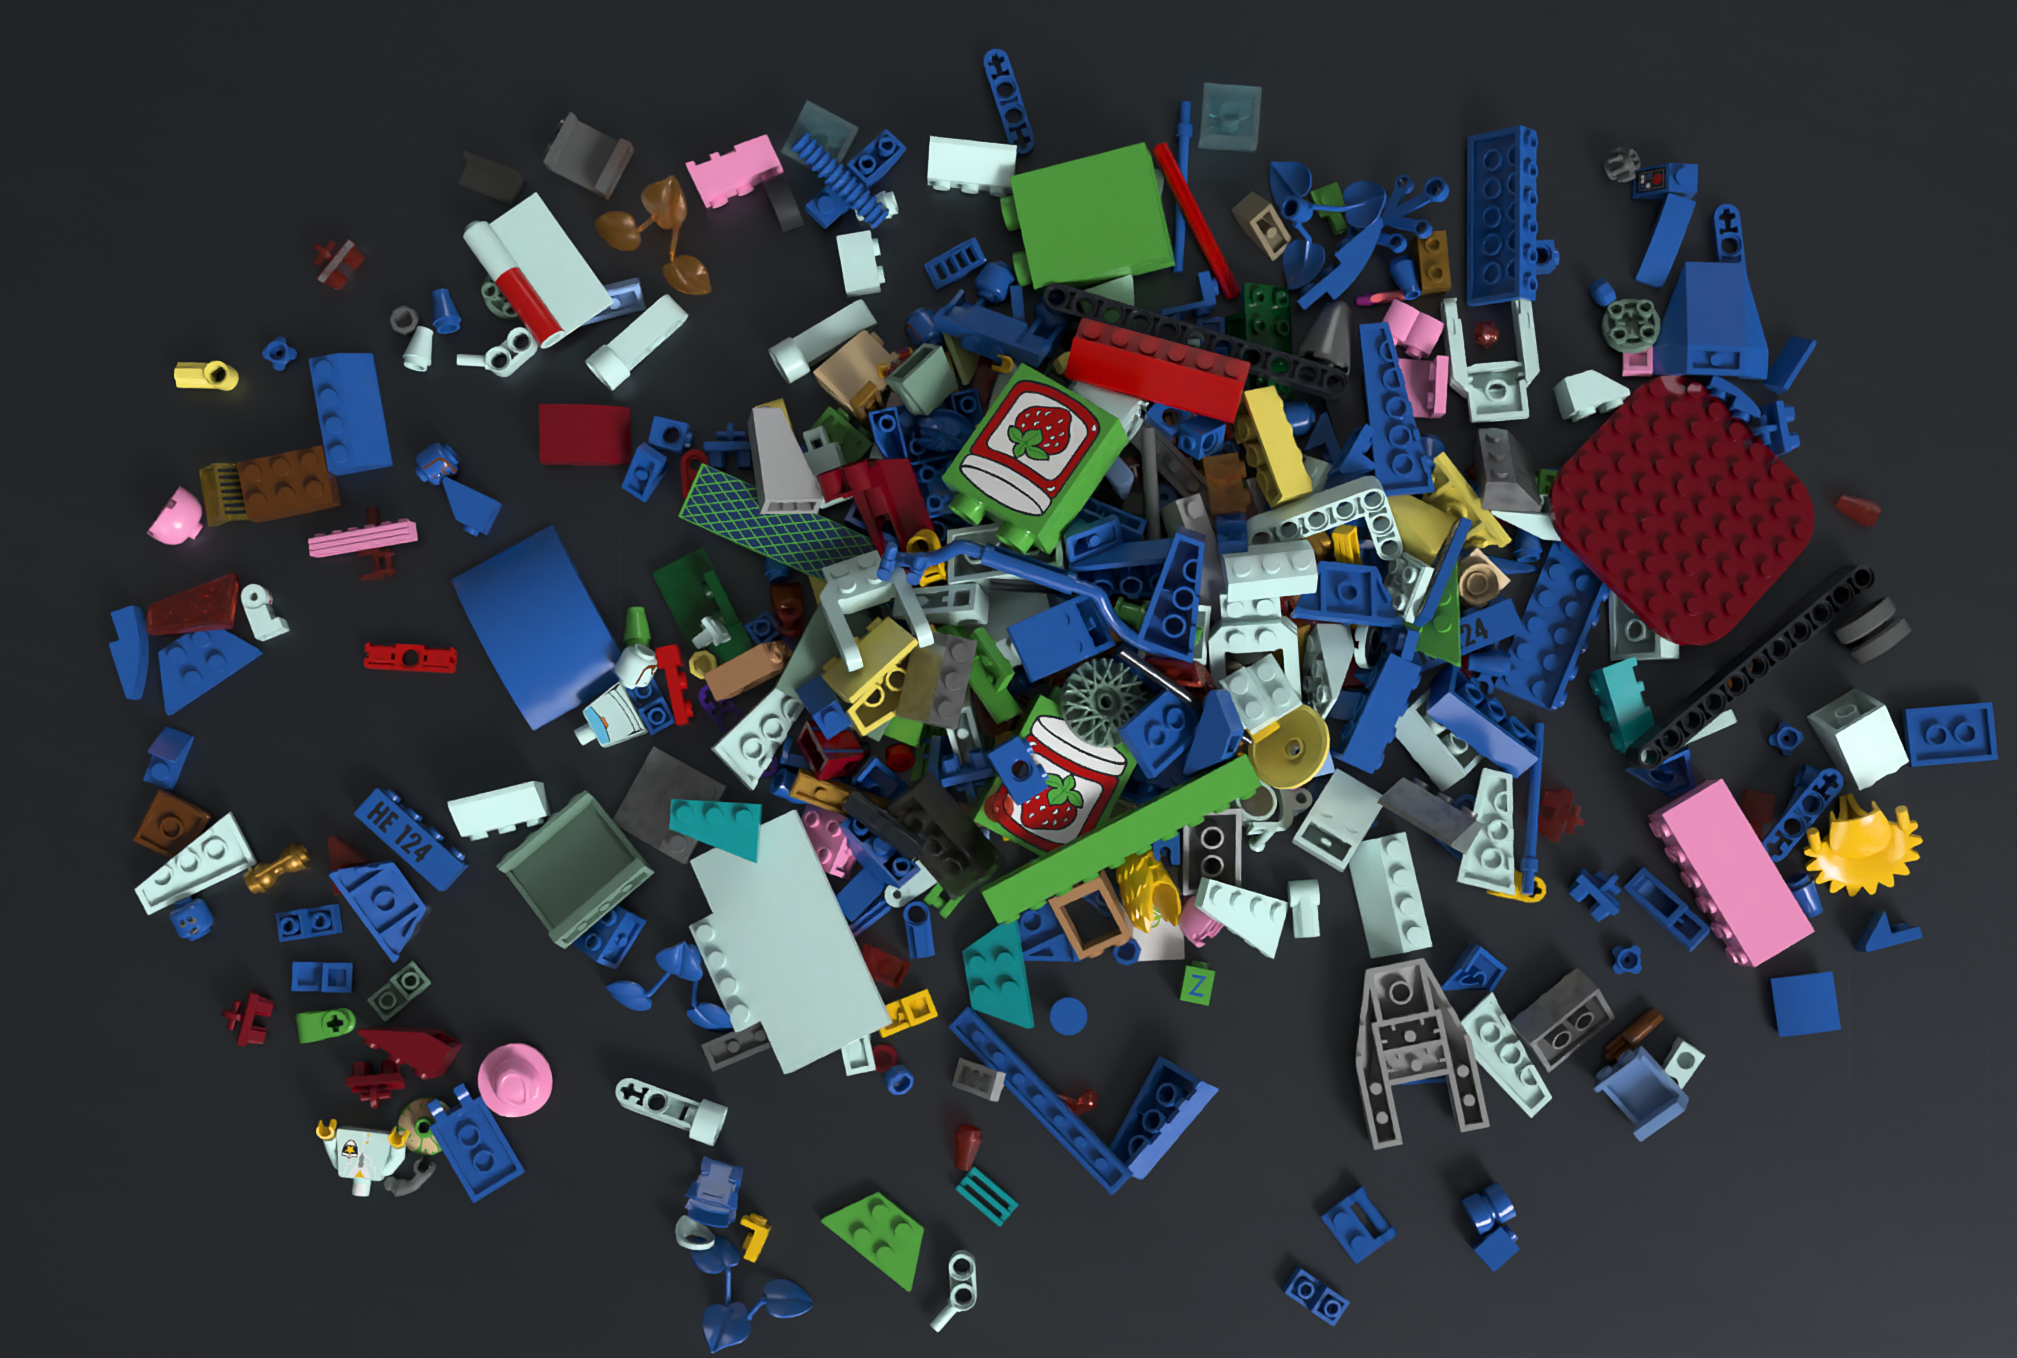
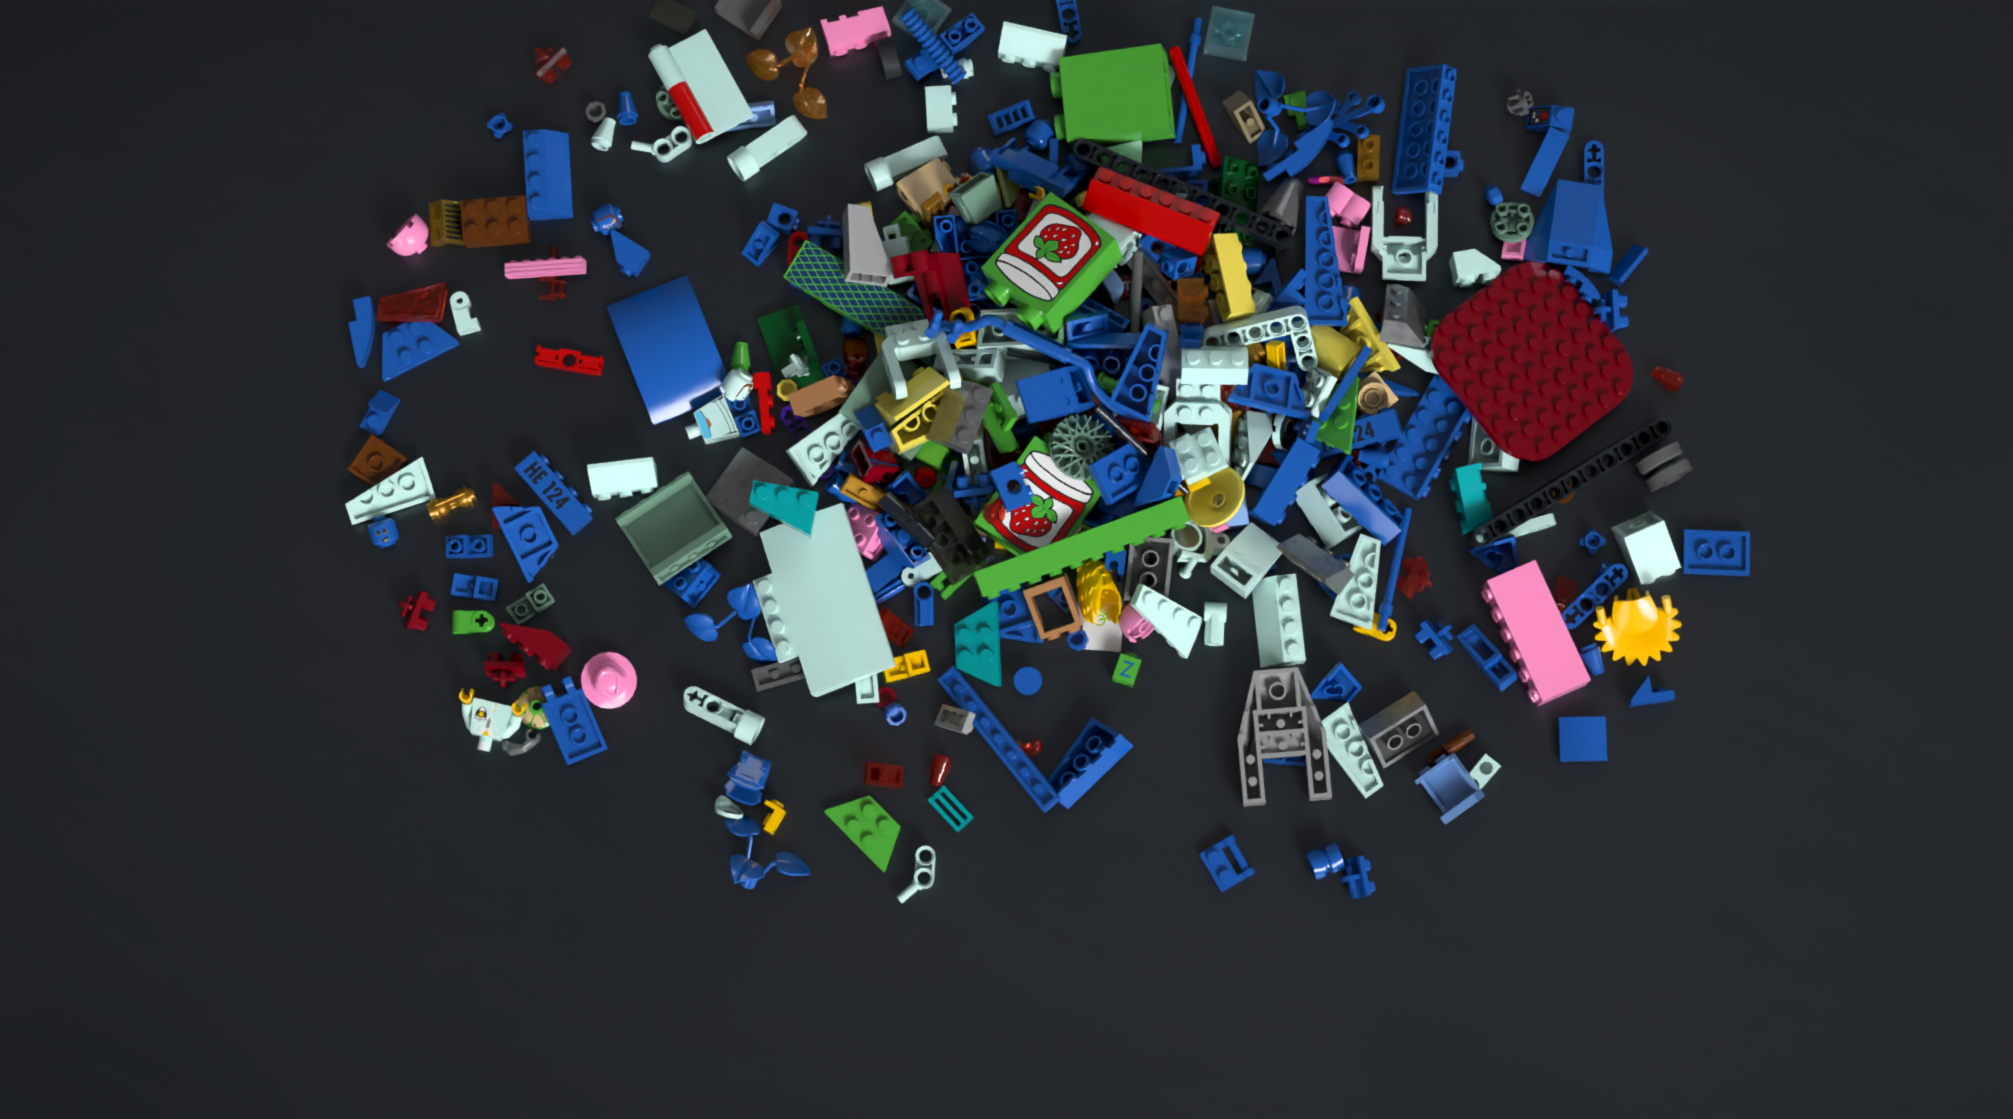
camera: 10 degrees right, 5 degrees down
(205, 375) = (441, 135): light yellow piece -> none
(584, 434) = (720, 211): dark red slope -> none
(893, 1165) = (883, 775): none -> clear red slope
(1315, 1296) = (1188, 912): blue slope -> none
(1496, 1246) = (1327, 890): blue brick -> none
(1526, 546) = (1413, 376): blue cone -> none
(1533, 1224) = (1357, 878): none -> blue hips
(1632, 953) = (1448, 686): blue plate -> none

